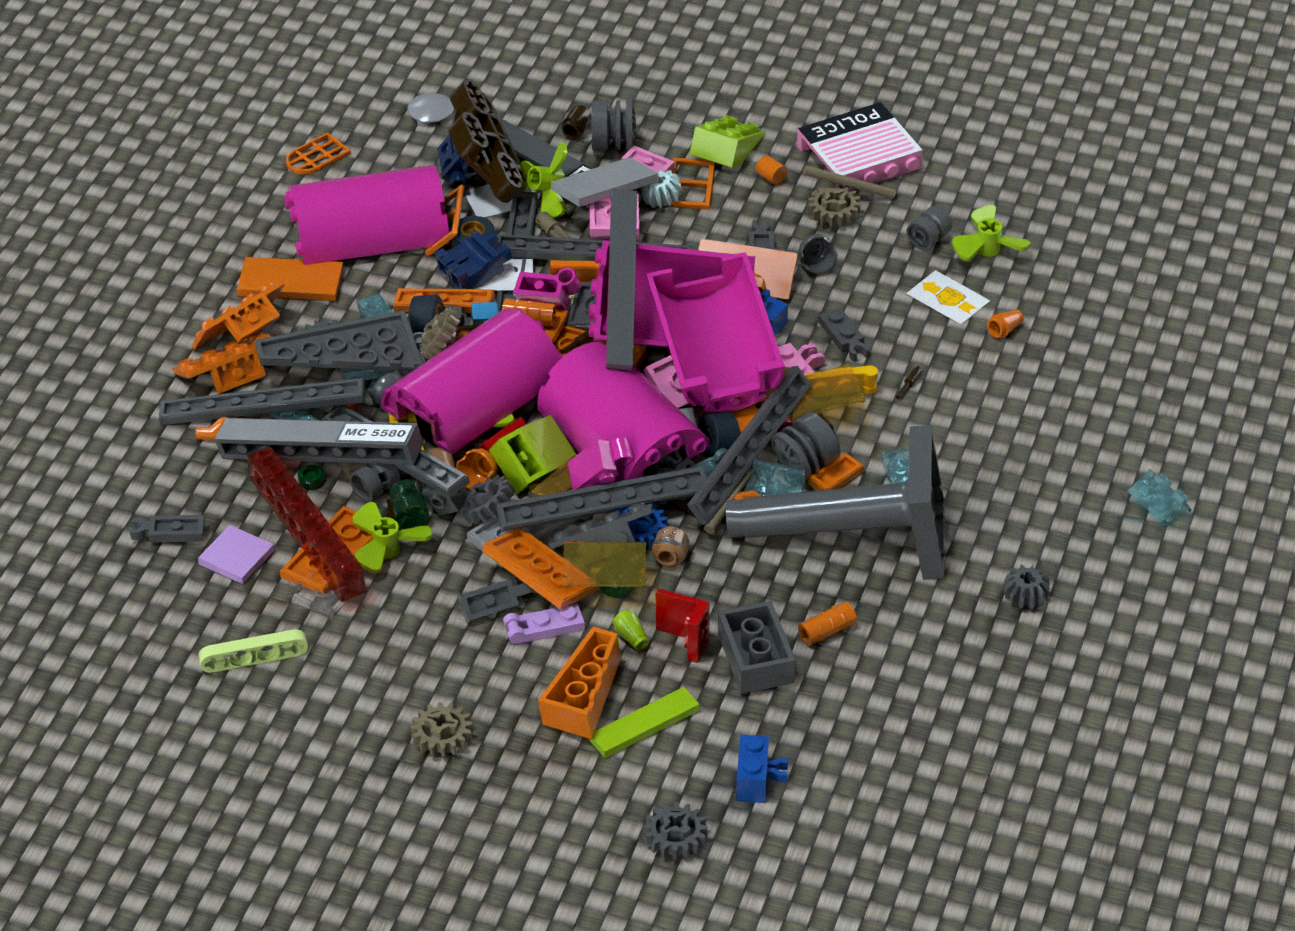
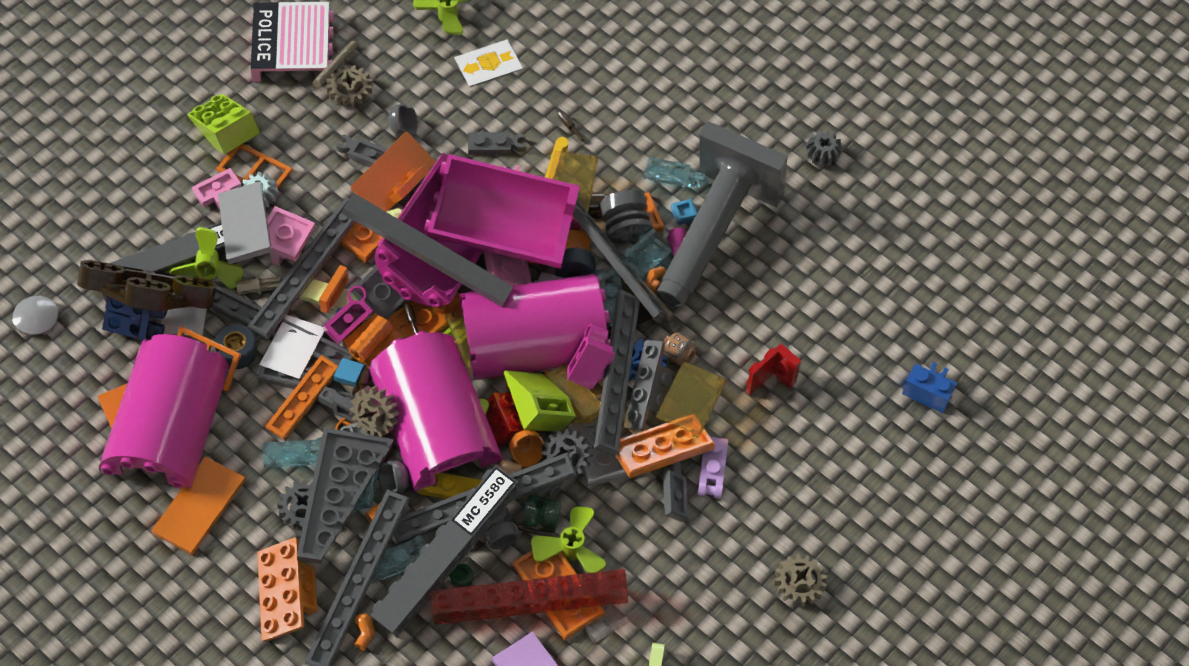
camera: 70 degrees left, 15 degrees up
(244, 320) = (245, 555): orange bracket -> none
(300, 170) = (30, 421): orange window -> none
(423, 310) = (323, 414): black wheel -> none
(473, 260) = (274, 348): dark blue hips -> none
(576, 121) = (131, 215): dark brown brick -> none
(582, 685) = (805, 465): orange wedge -> none
(612, 125) = (164, 190): dark grey wheel -> none
(629, 628) = (749, 411): lime cone -> none
(644, 722) = (846, 440): lime tile -> none
(675, 830) = (967, 461): dark grey gear -> none
(756, 647) = (815, 335): dark grey brick -> none
(771, 170) = (279, 108): orange piece -> none
(827, 623) = (803, 283): orange axle -> none
(929, 228) = (415, 38): dark grey wheel -> none
(1003, 323) = (544, 40): orange cone -> none
(1158, 497) = (772, 35): clear light blue bracket -> none

